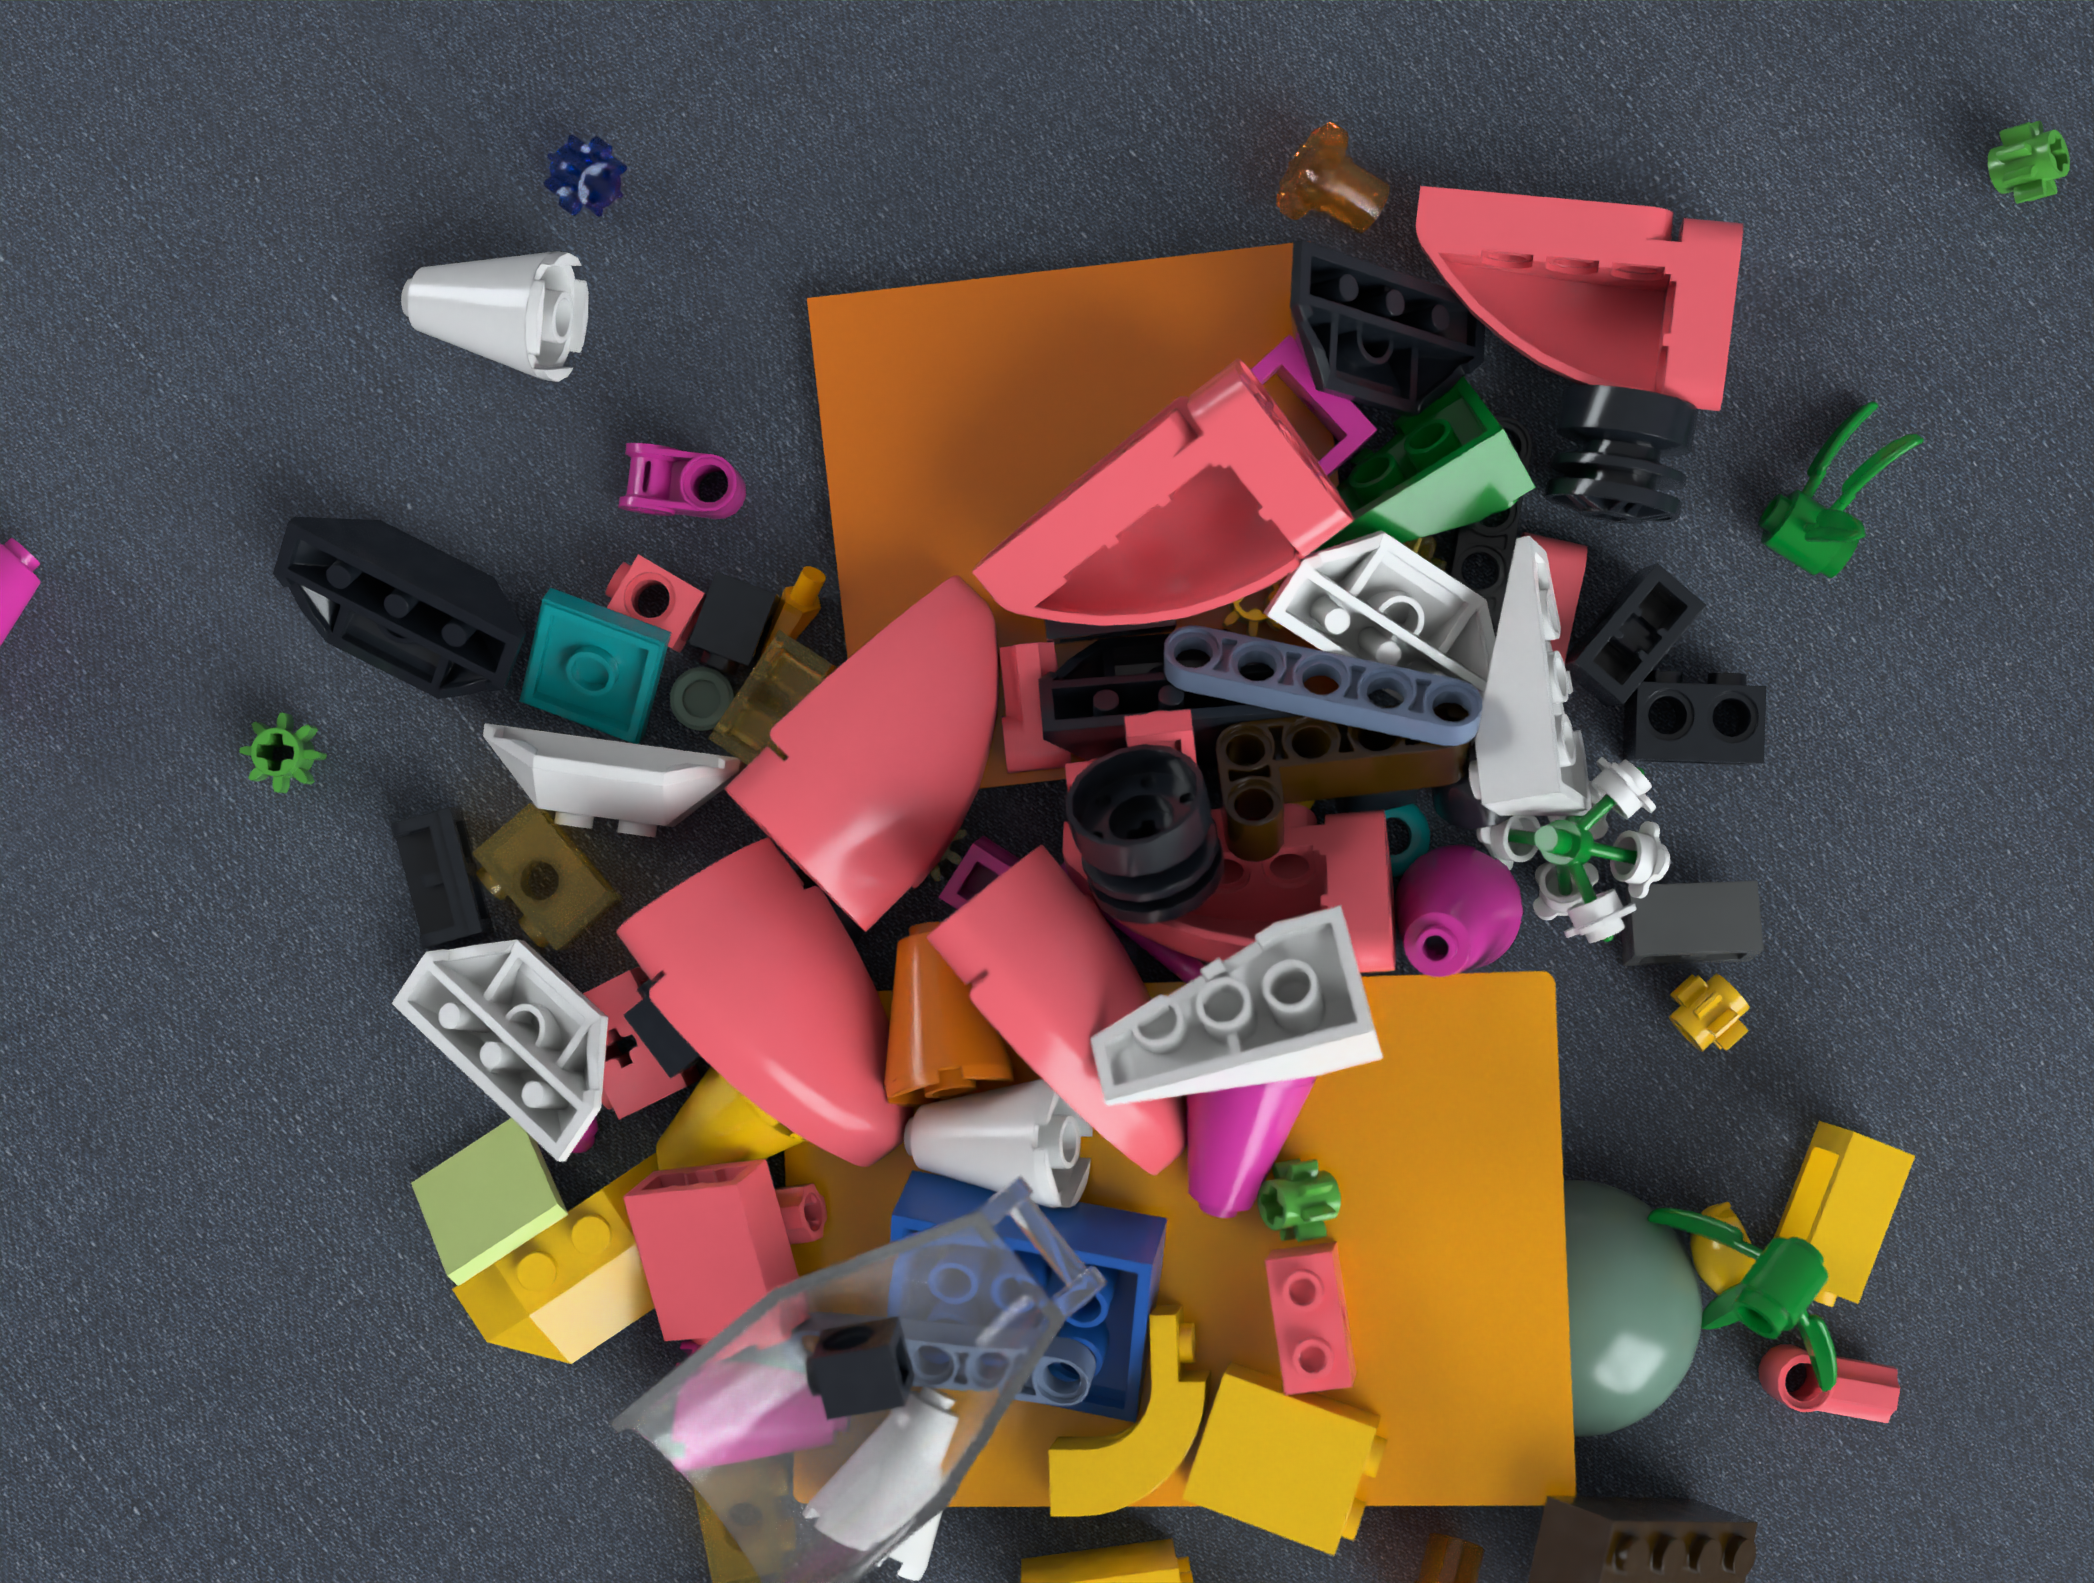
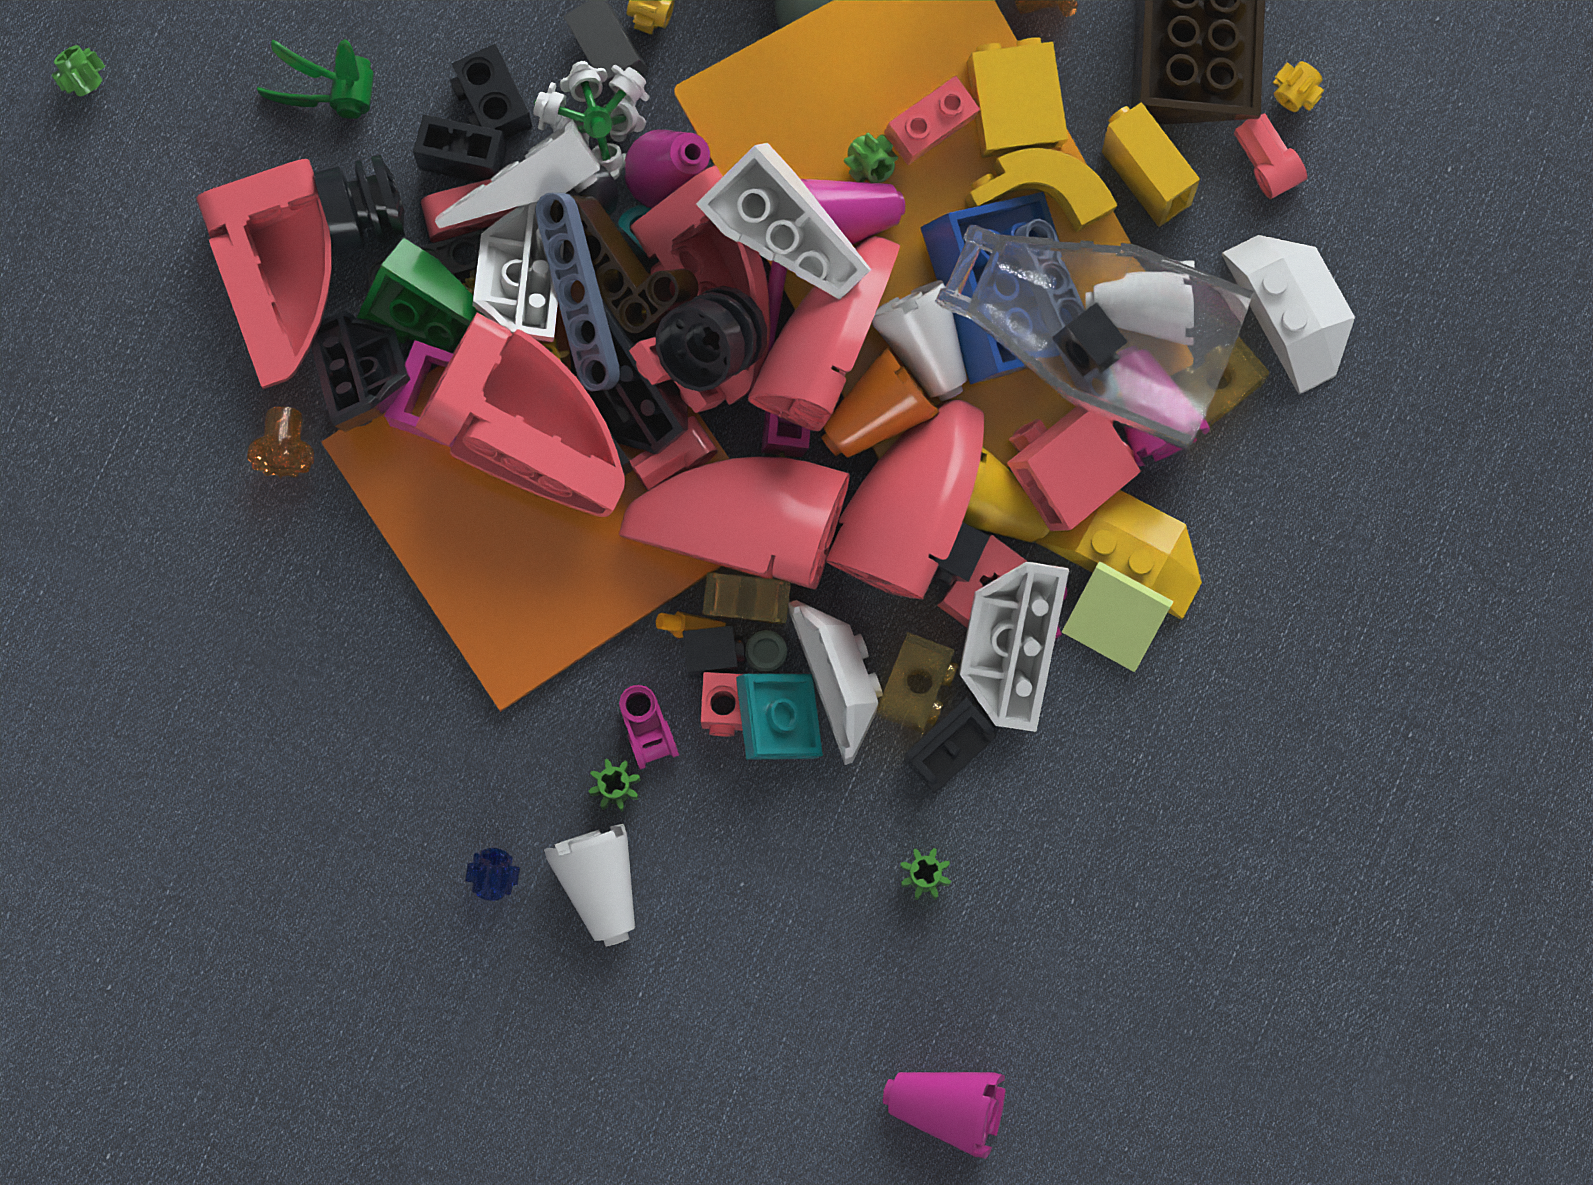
camera: 110 degrees left, 10 degrees down
(401, 604) = (802, 842): black wedge -> none
(604, 400) = (611, 773): none -> bright green gear

